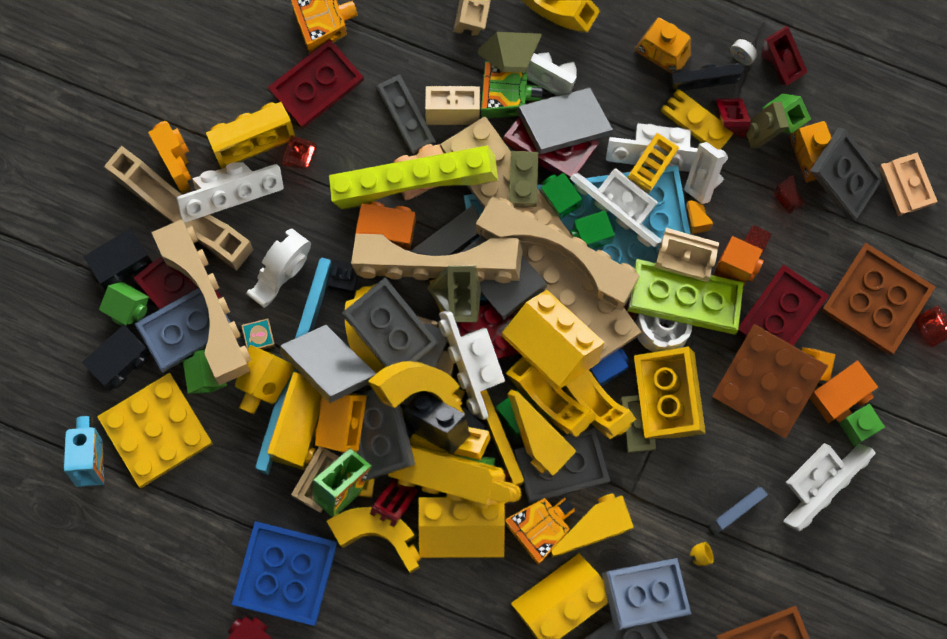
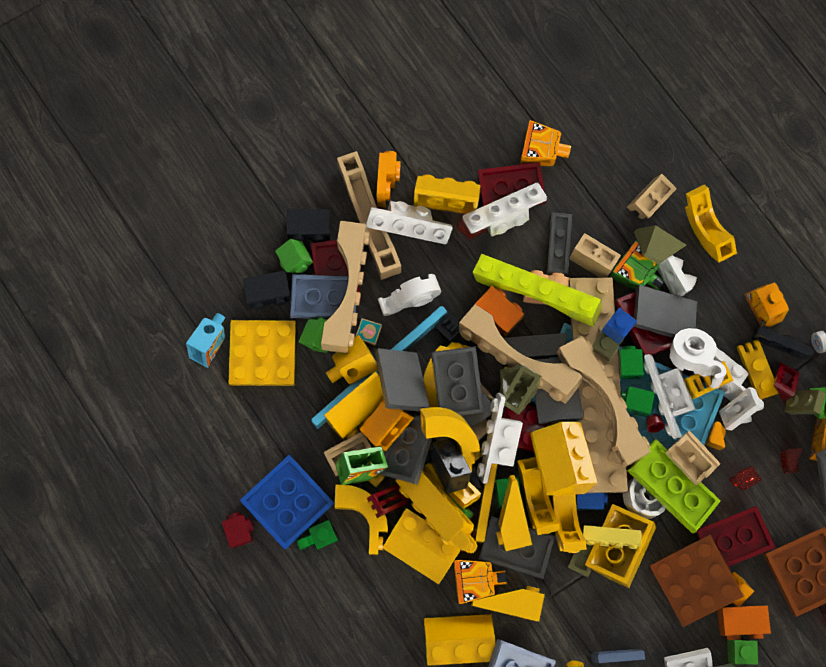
camera: 30 degrees right, 0 degrees up
(327, 114) = (505, 212): none -> white bracket
(344, 587) = (321, 536): none -> green plate
(524, 161) = (619, 325): none -> blue brick
(621, 140) = (696, 352): none -> white piece
(625, 243) = (654, 423): none -> dark red hinge
(655, 388) = (612, 536): none -> light yellow piece
(739, 261) = (726, 485): orange brick -> none

